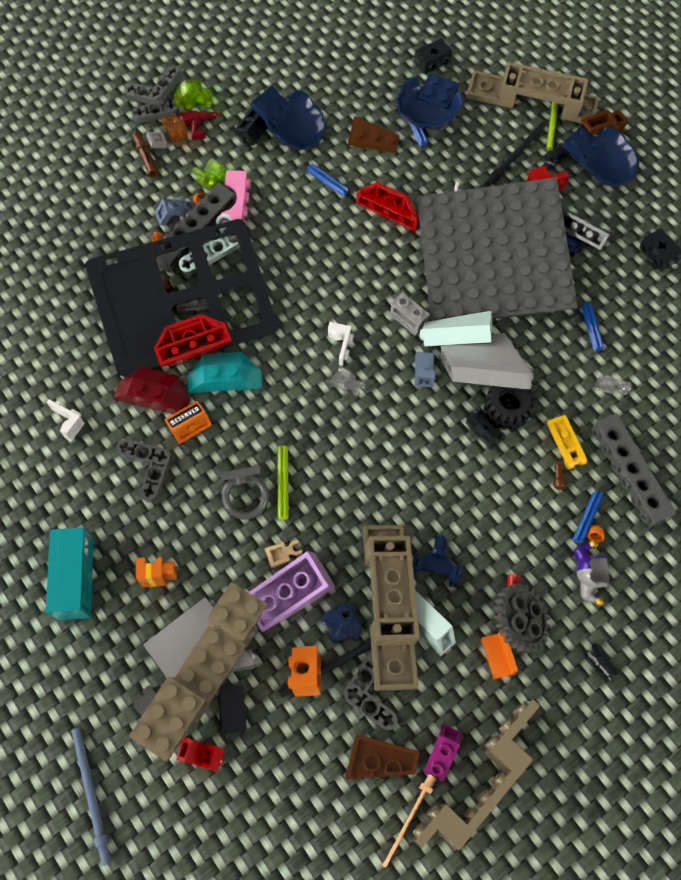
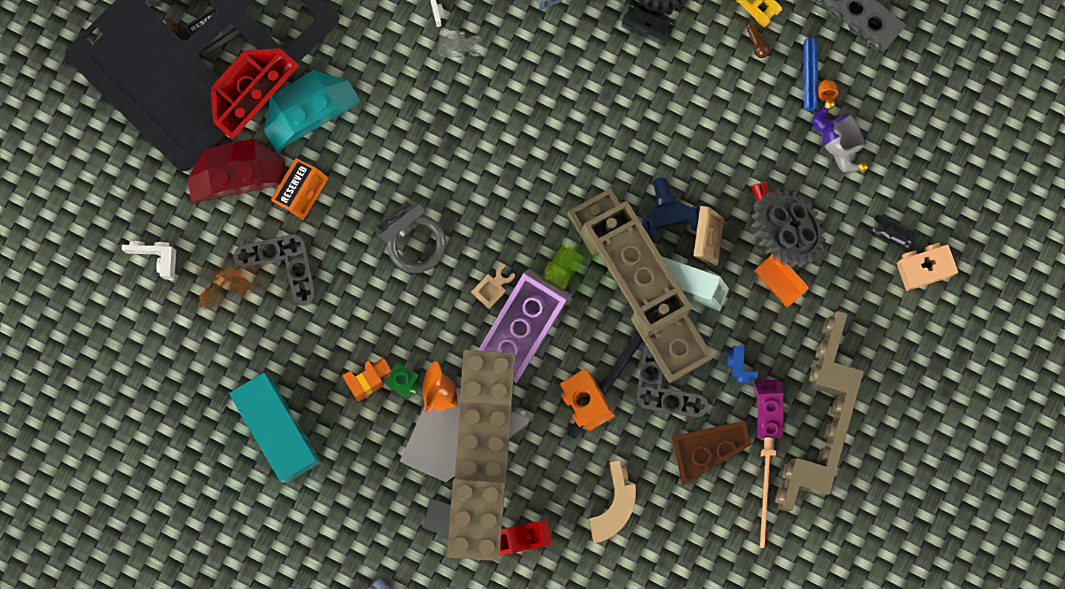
camera: 25 degrees left, 15 degrees up
(101, 455) = (222, 278): none -> clear orange bracket
(180, 587) = (403, 381): none -> green bracket
(200, 606) = (438, 389): none -> orange piece
(232, 709) = (529, 478): black hinge -> none
(276, 778) = (621, 508): none -> tan arch
(283, 498) = (449, 205): lime axle -> none
(339, 564) = (563, 267): none -> clear neon green brick
(340, 625) = (598, 333): dark blue plate -> none
(434, 700) = (736, 361): none -> blue bracket
(458, 593) = (708, 236): none -> tan plate
(632, 702) = (941, 266): none -> light nougat brick

